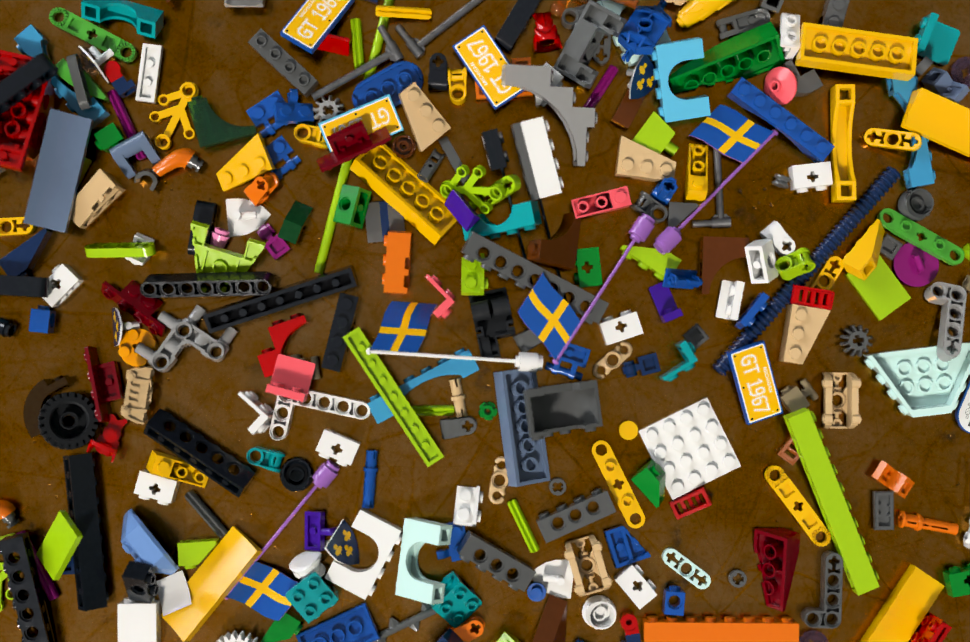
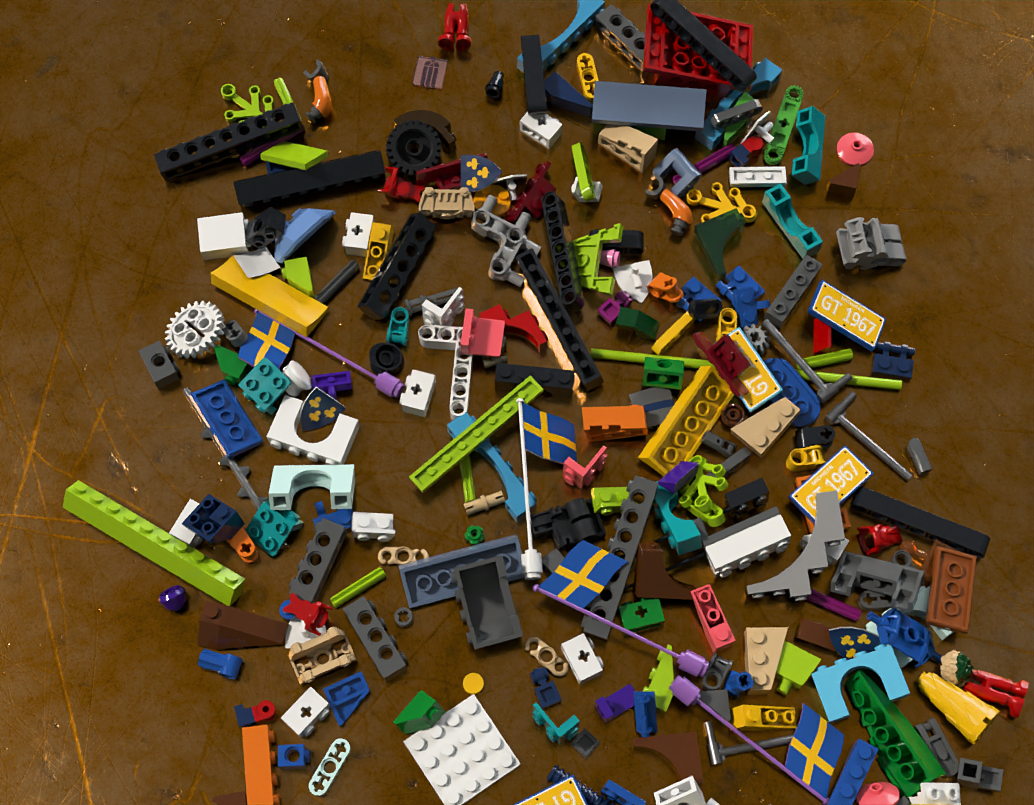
camera: 85 degrees right, 20 degrees down
(42, 320) = (505, 117): blue brick -> none
(108, 359) = (478, 172): none -> dark blue shield
(109, 137) = (690, 149): green brick -> none
(190, 56) = (781, 209): none -> teal arch
(241, 431) = (408, 304): none -> dark grey pin
(246, 165) = (688, 272): yellow wing -> none
(249, 618) = (235, 333): none -> dark grey beam
(290, 153) = (705, 308): none -> black tile
(310, 188) = (672, 334): none -> yellow beam
(370, 478) = (389, 428): blue pin -> none
(403, 12) = (868, 396): yellow axle -> none
(454, 427) = (453, 504): dark grey piece -> none
(518, 199) = (700, 526): none -> dark grey tile
(547, 571) = (312, 614): none -> red hair
(576, 356) = (546, 610): blue plate -> none
(599, 612) = (273, 679): white piece -> none
(624, 497) = (400, 689): yellow piece -> none
(694, 508) = (409, 775): red slope -> none
(729, 300) = (631, 773): white bracket -> none

